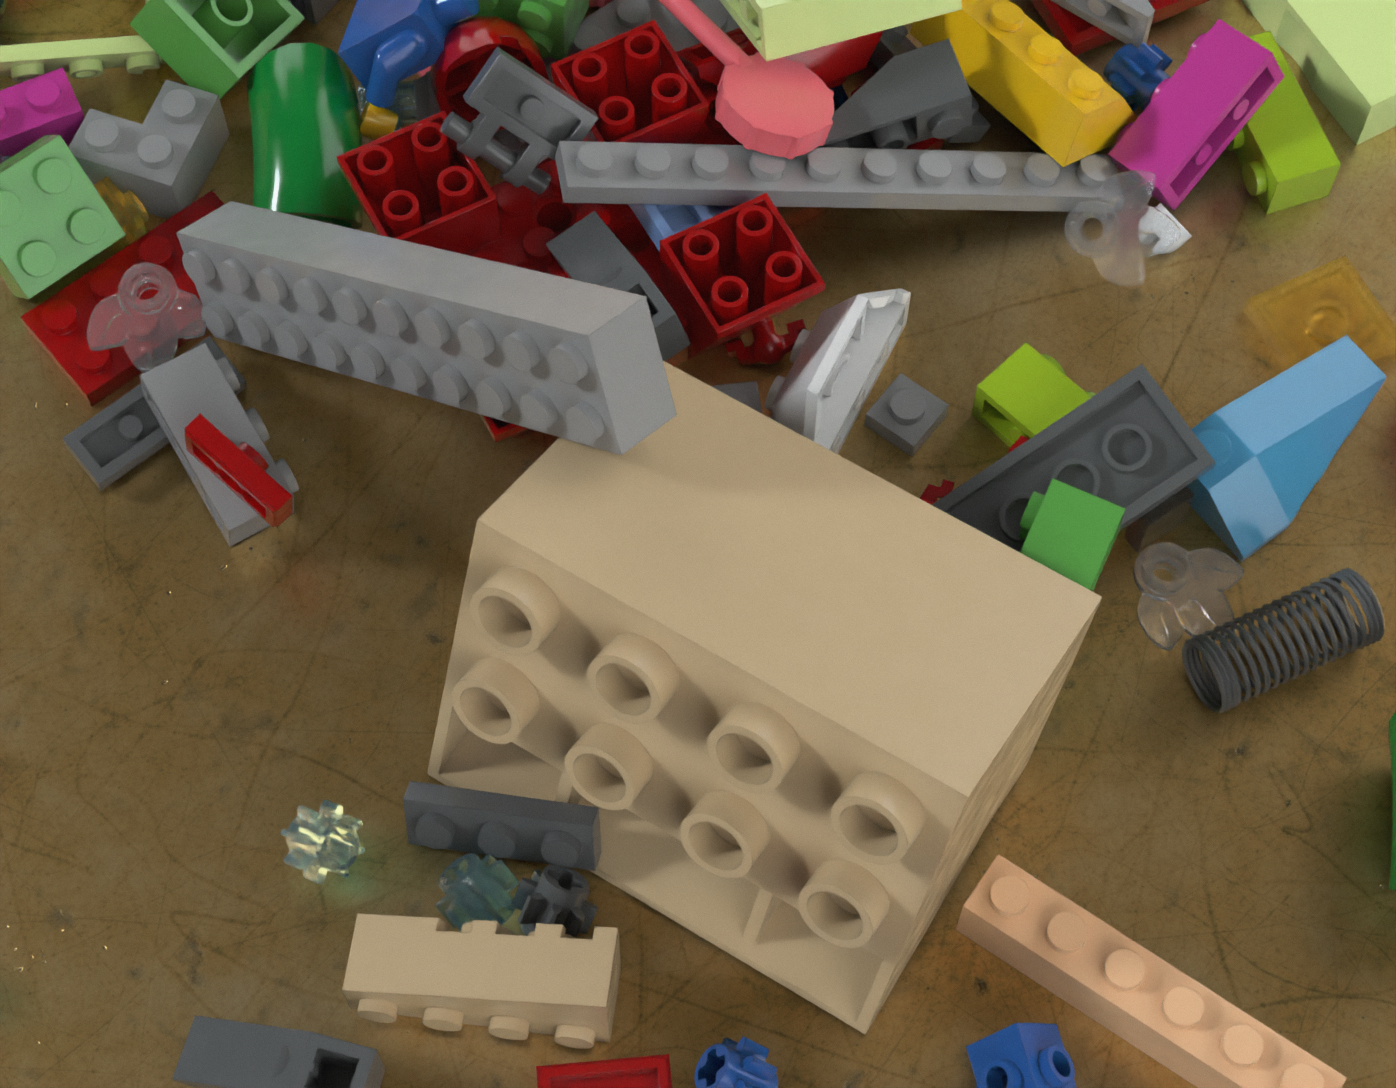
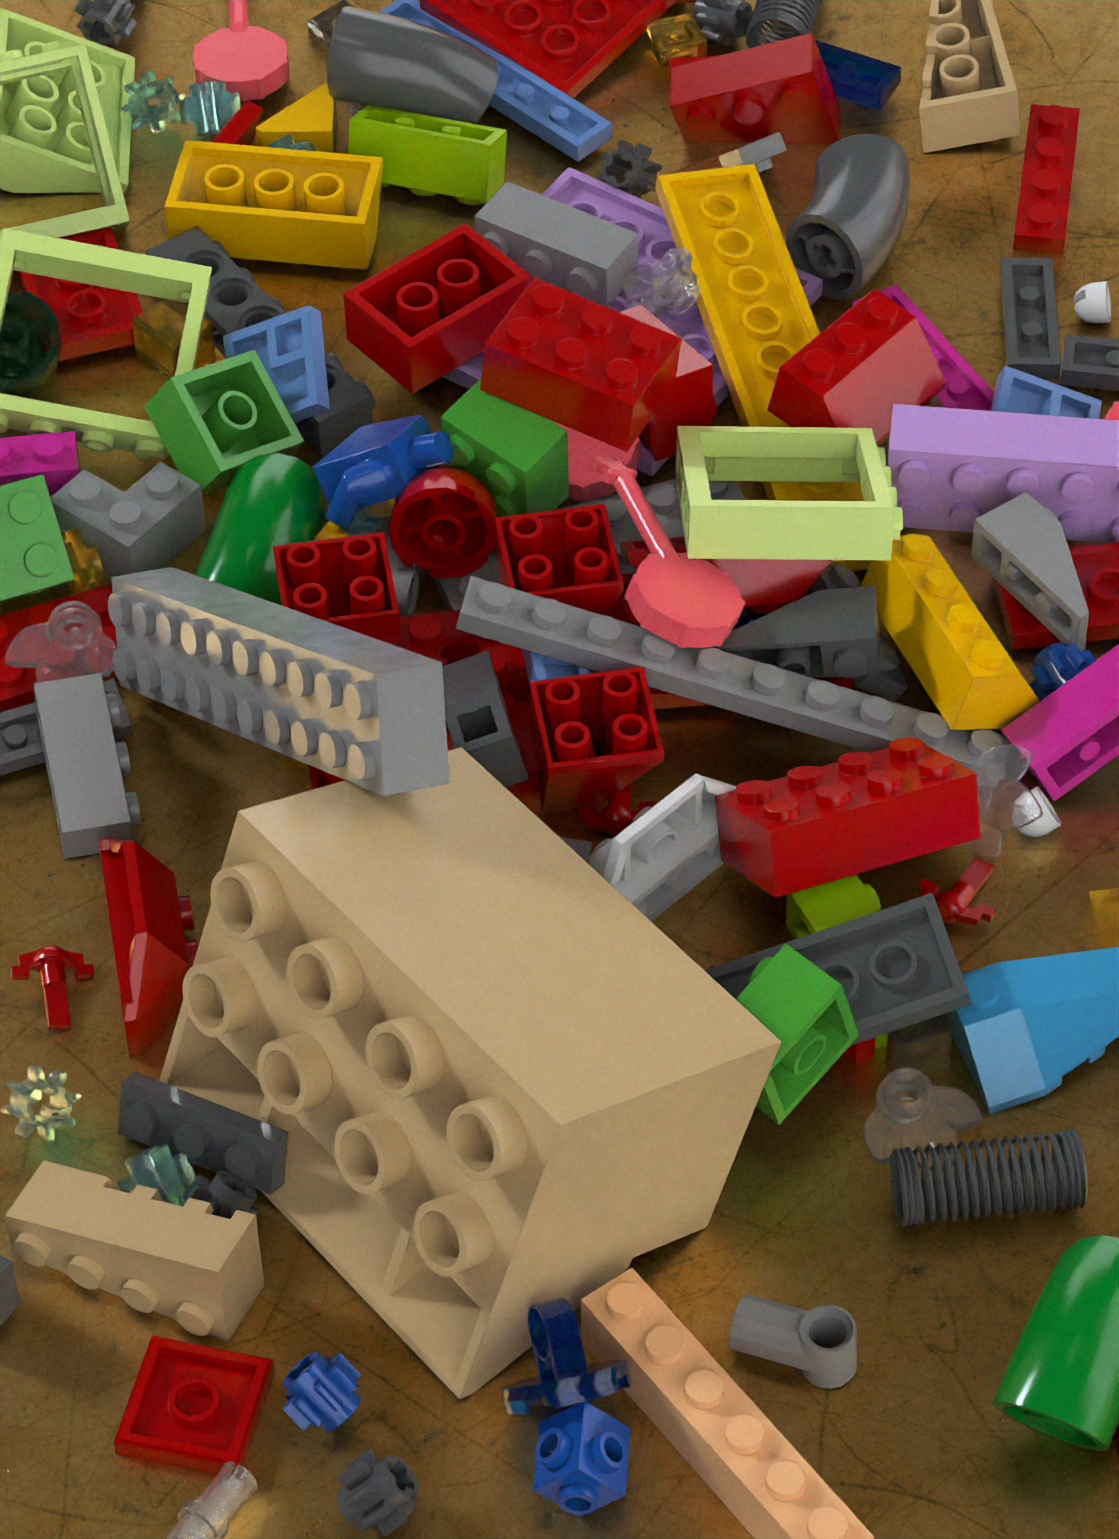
camera: 20 degrees right, 15 degrees down
(239, 469) = (87, 778): red plate -> none
(266, 671) = (50, 963): none -> red piece
(358, 621) = (147, 939): none -> red wedge
(527, 106) = (451, 540): dark grey plate -> none
(906, 415) = (721, 907): light grey plate -> none
(974, 990) = (561, 1364): none -> clear blue tile
(1007, 294) = (847, 816): none -> red brick
(1125, 350) = (954, 903): none -> red piece
(1162, 871) = (797, 1338): none -> light grey piece

